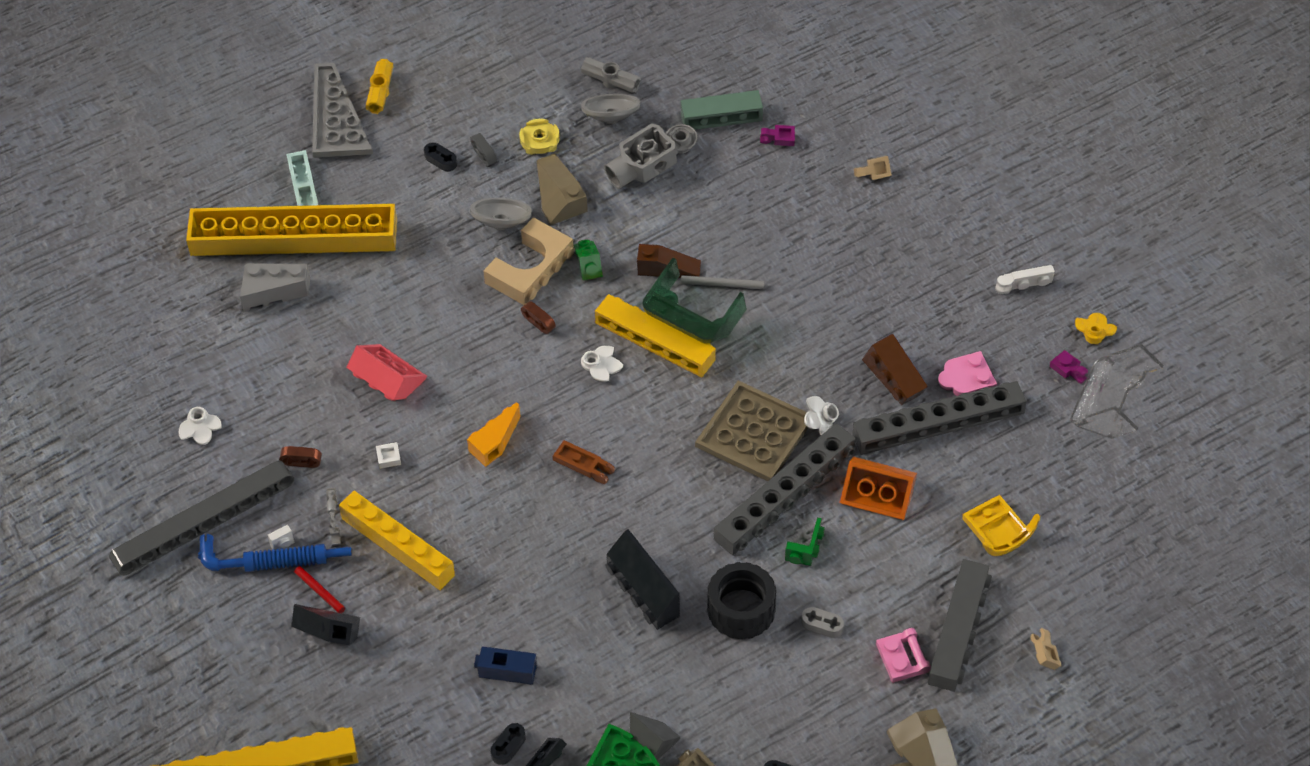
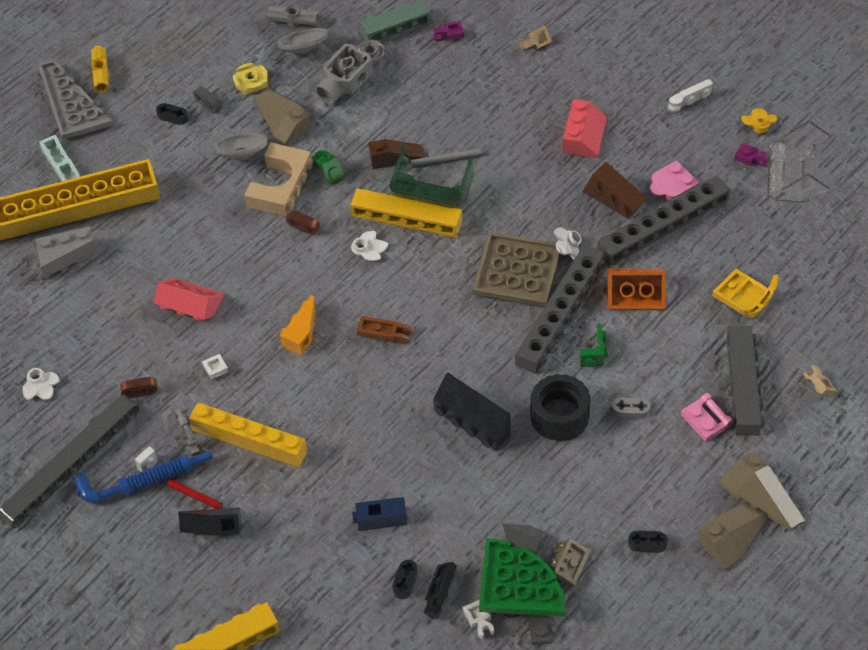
camera: 15 degrees left, 0 degrees up
(888, 288) = (584, 129): none -> coral slope

